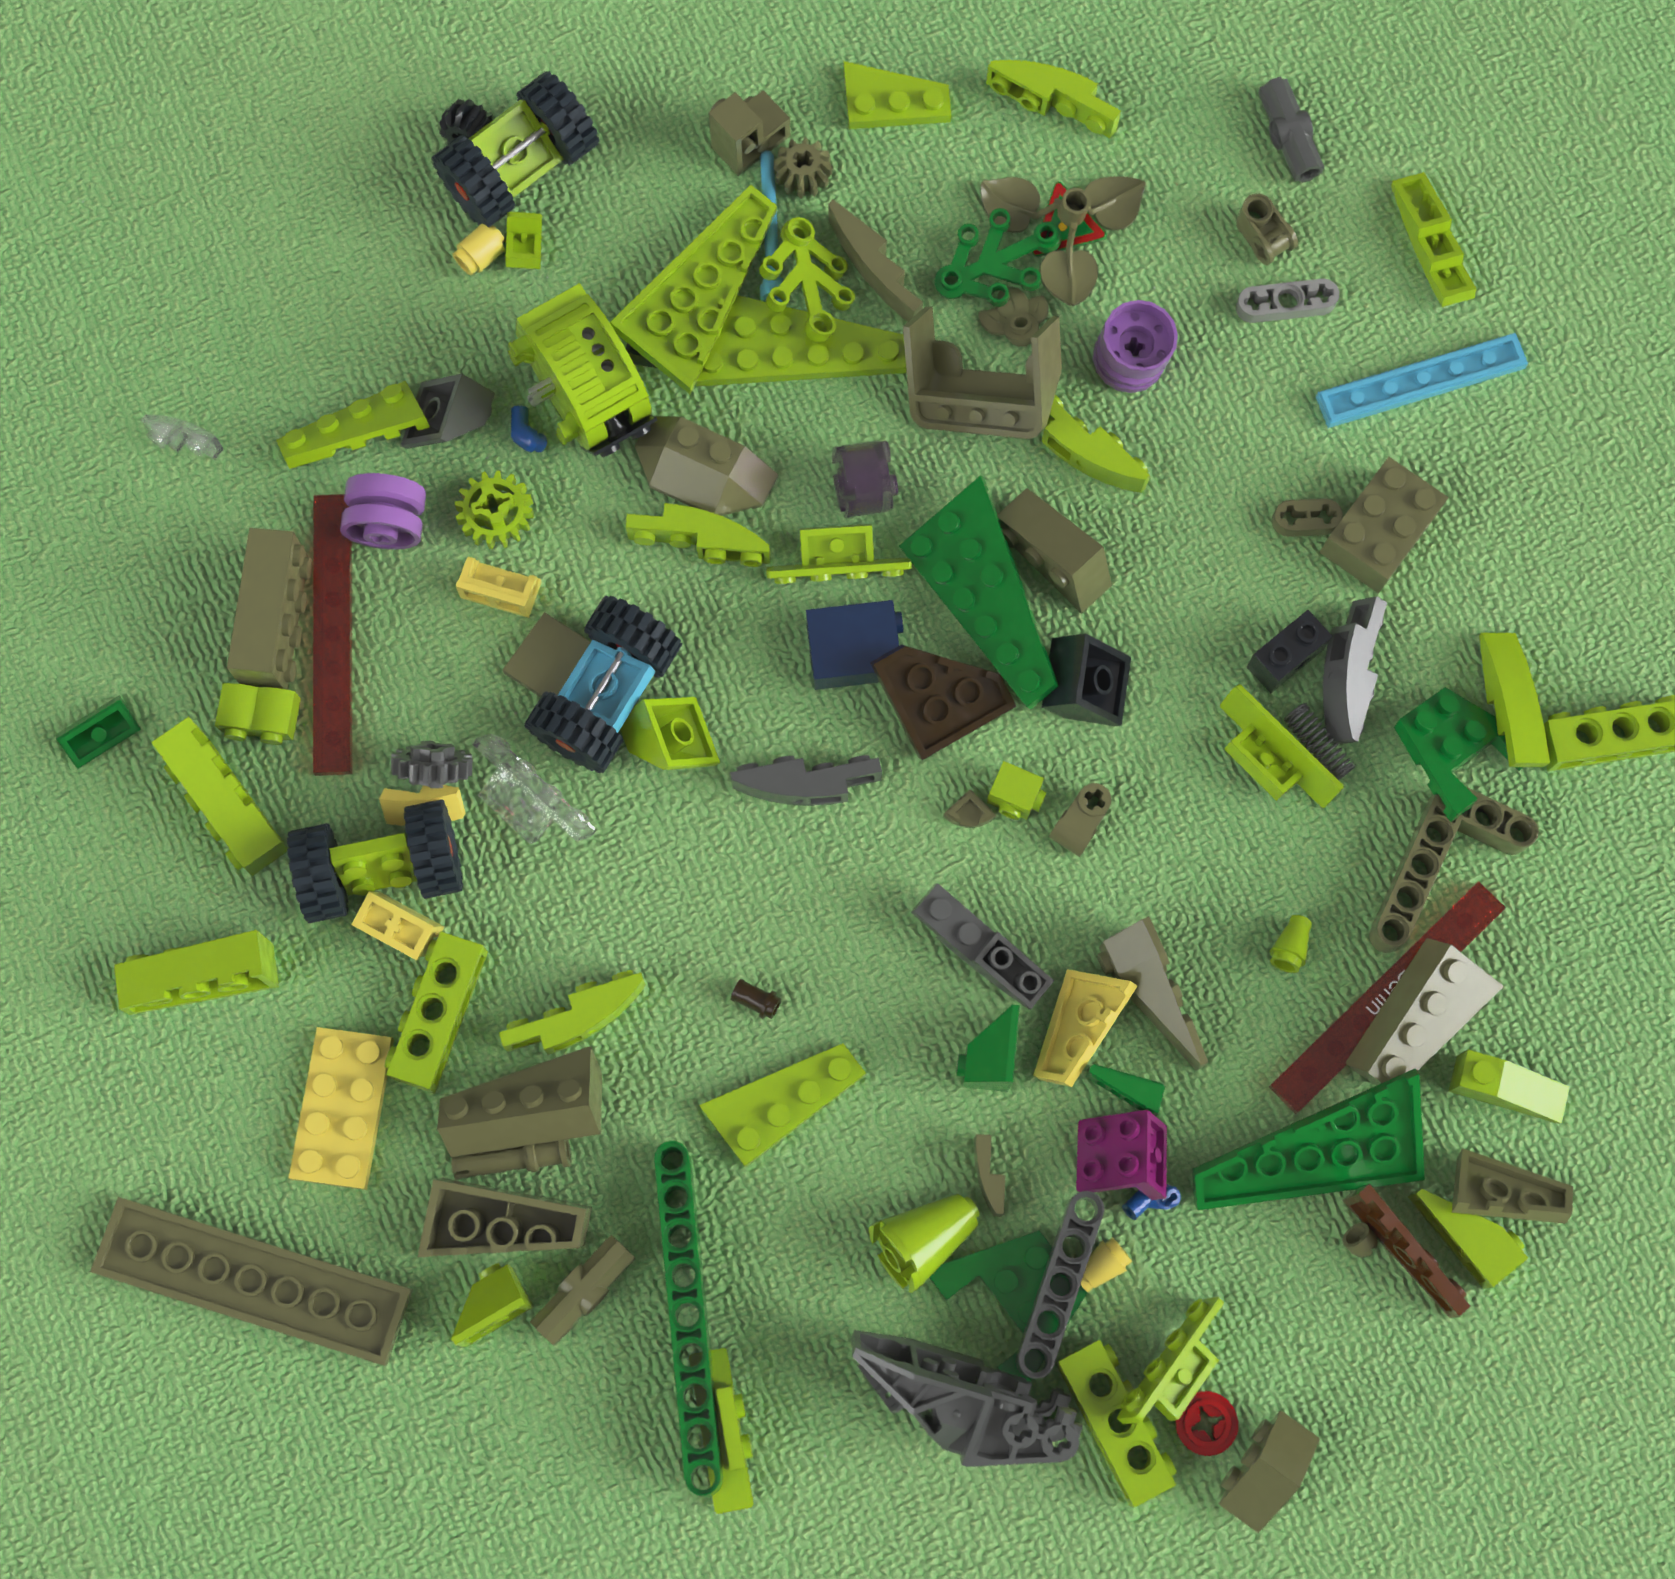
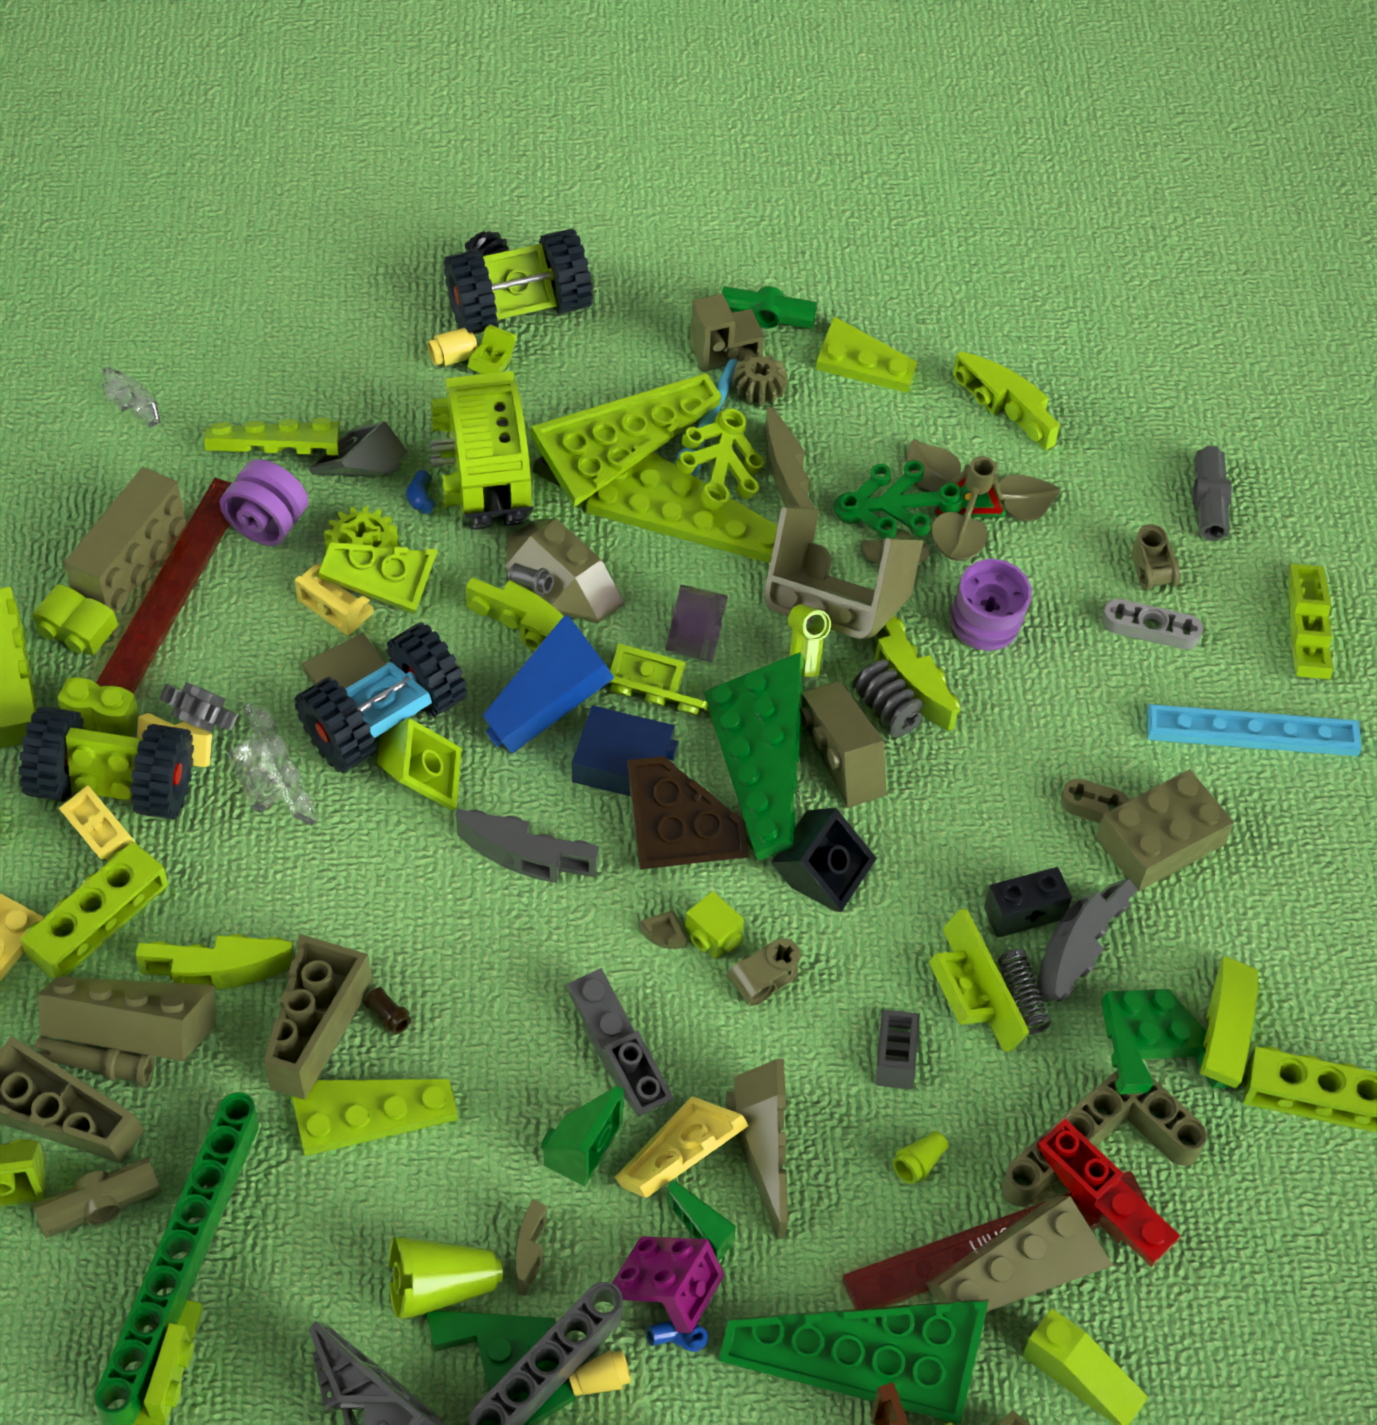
camera: 20 degrees right, 20 degrees down
(323, 802) = (102, 708): none -> lime brick
(533, 543) = (385, 574): none -> lime wing
(685, 493) = (537, 580): none -> dark grey pin
(695, 1032) = (314, 1013): none -> olive wedge
(757, 605) = (546, 687): none -> blue slope
(775, 75) = (772, 307): none -> green piece
(978, 451) = (808, 640): none -> lime piece
(1076, 485) = (888, 698): none -> dark grey piece
(1234, 866) = (897, 1071): none -> dark grey slope
(1473, 920) = (1105, 1195): none -> red slope

